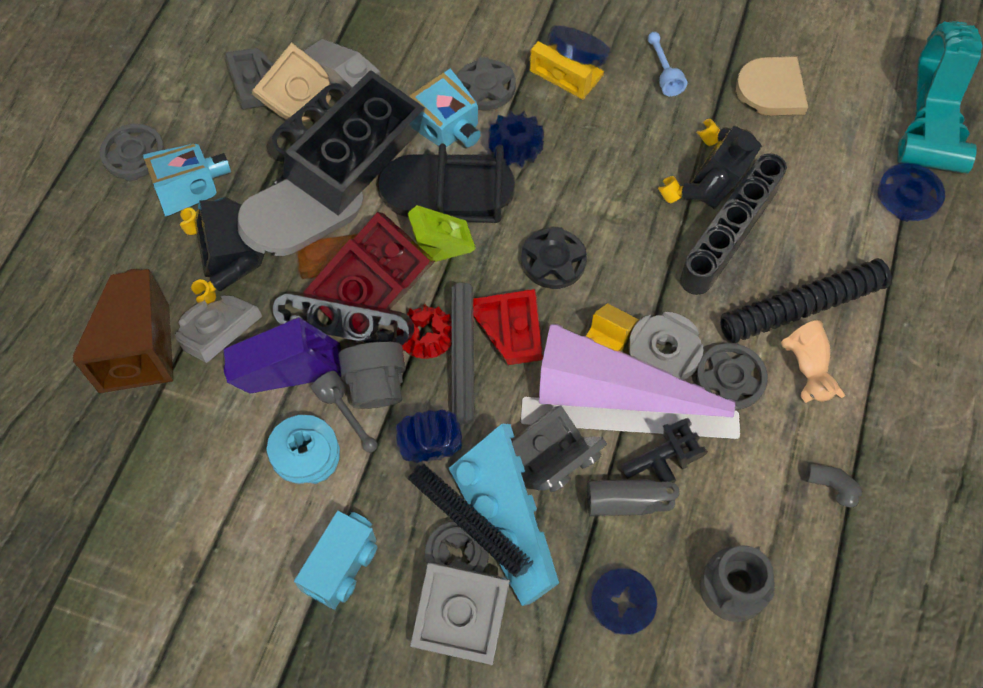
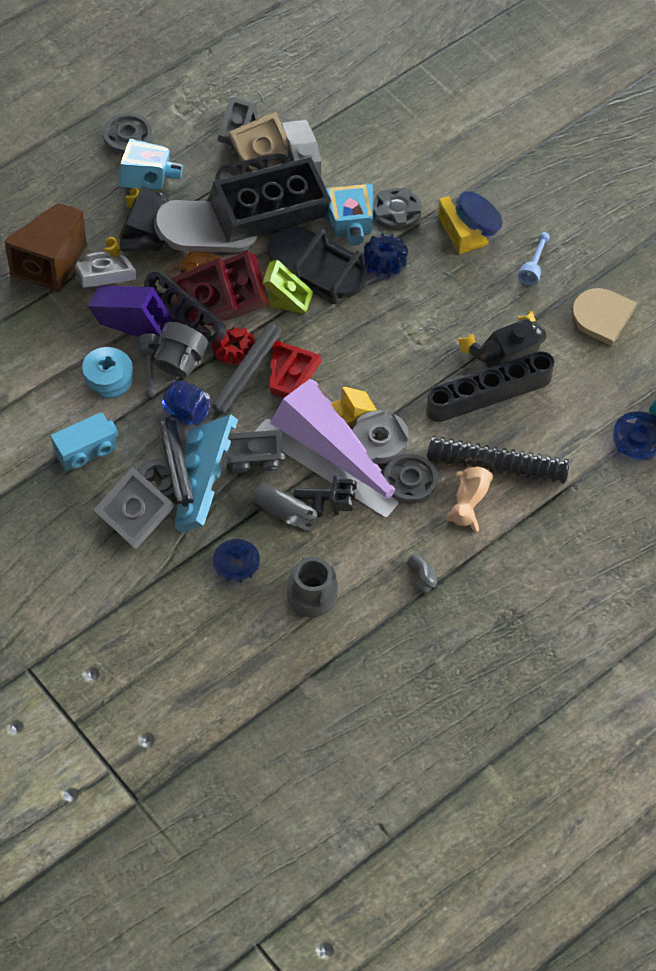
camera: 30 degrees right, 5 degrees down
(553, 257) = (353, 344): black wheel -> none

